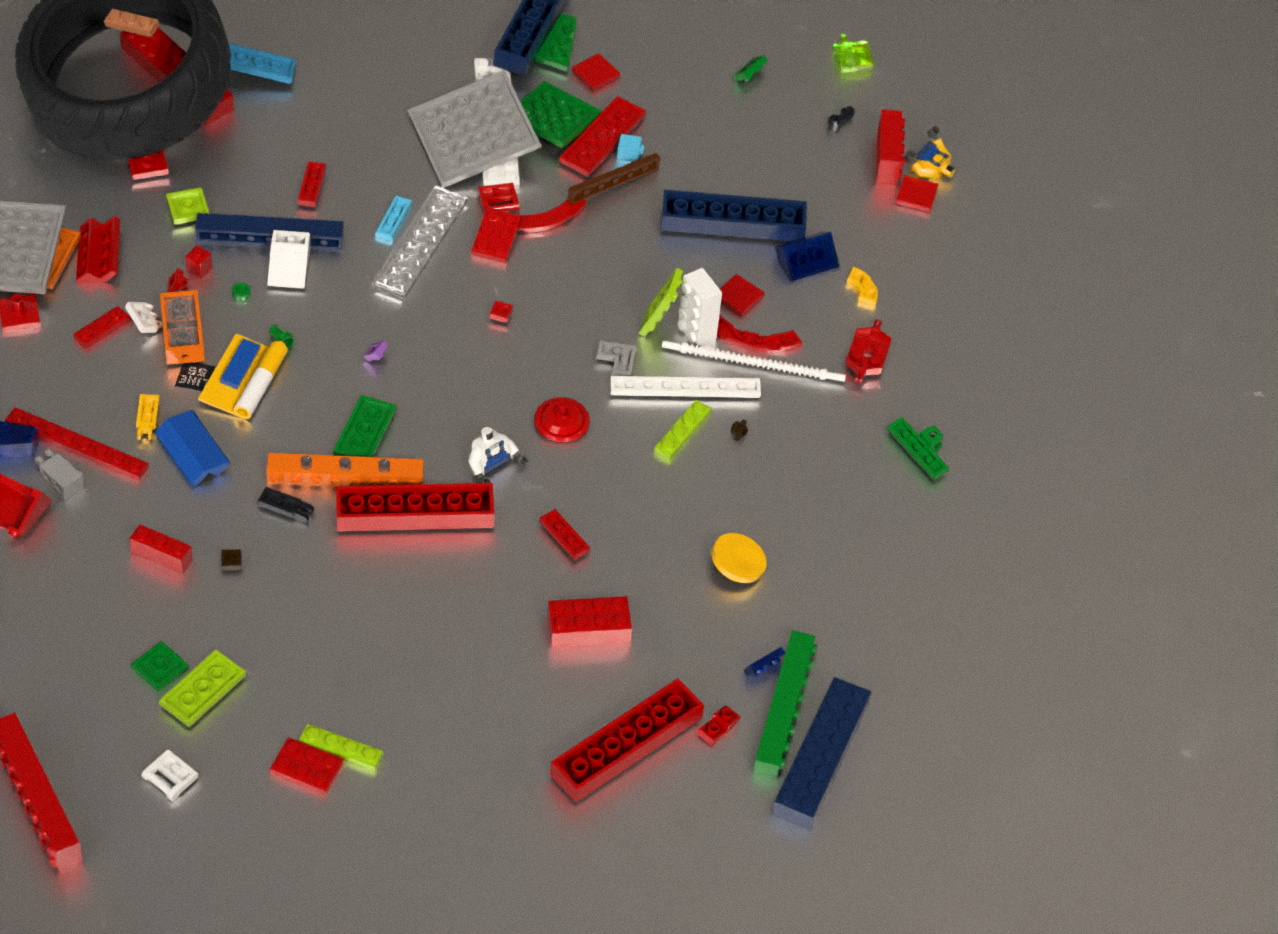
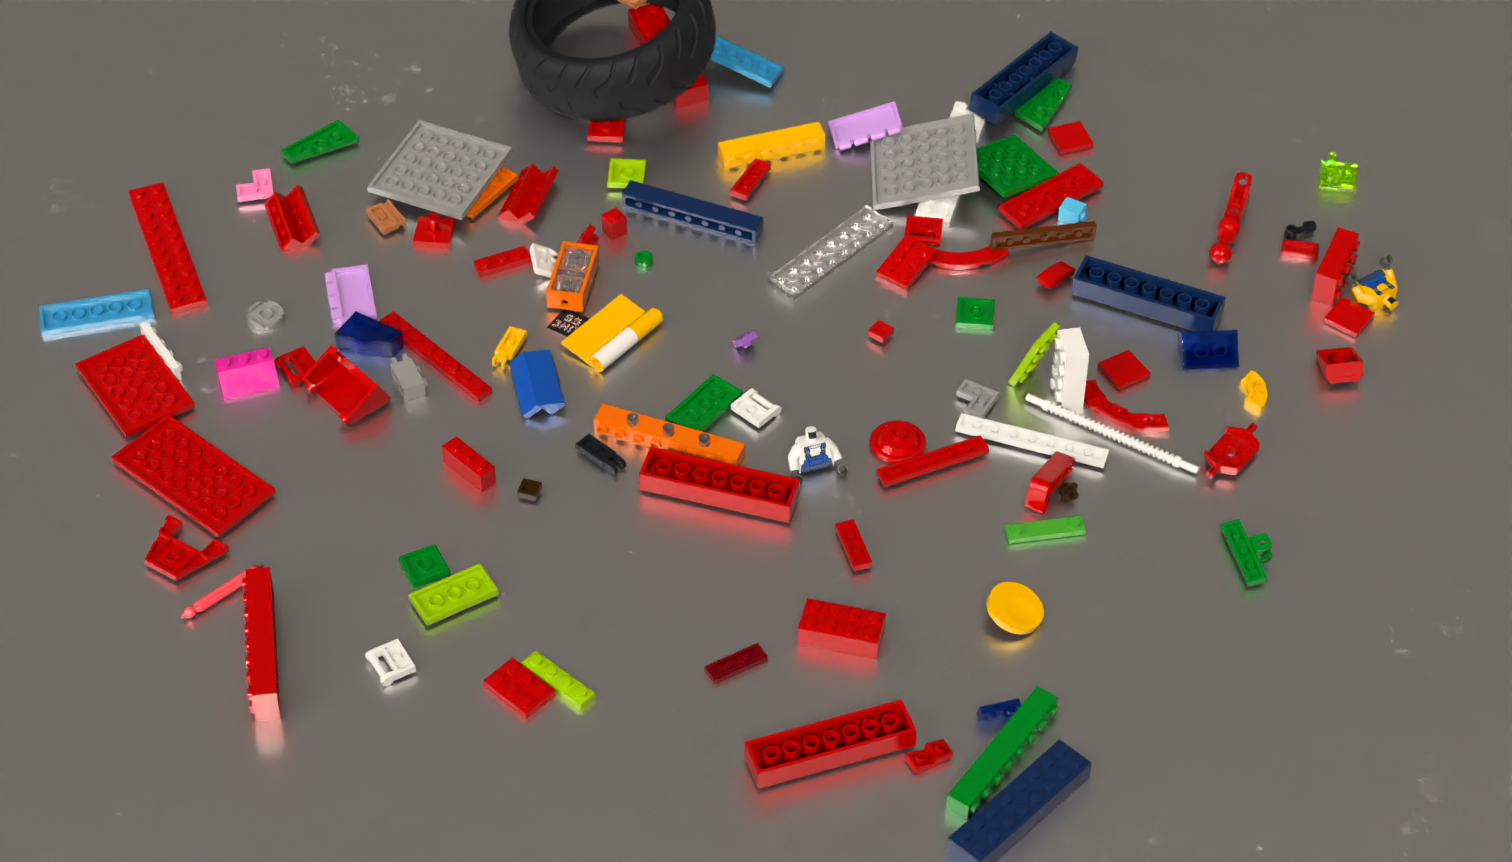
camera: 25 degrees right, 5 degrees down
(240, 364) = (612, 320): blue tile -> none
(282, 335) = (663, 305): green cone -> none
(289, 259) = (699, 239): white slope -> none
(317, 144) = (771, 145): none -> yellow brick
(393, 218) = (815, 226): medium azure tile -> none
(400, 103) = (865, 125): none -> lavender hinge
(414, 423) = (753, 411): none -> white plate
(503, 683) = (736, 663): none -> dark red tile
(580, 271) = (975, 313): none -> green tile
(602, 431) = (932, 461): none -> red plate
(639, 215) = (1054, 274): none -> red slope
(682, 430) = (1010, 480): lime plate -> none
(718, 424) = (1047, 480): none -> red beam
(732, 472) = (1045, 529): none -> bright green plate
(752, 66) = (1233, 164): green plate -> none
(778, 128) = (1230, 225): none -> red piece
(847, 137) = (1300, 249): none -> red tile
(930, 242) = (1340, 364): none -> red slope

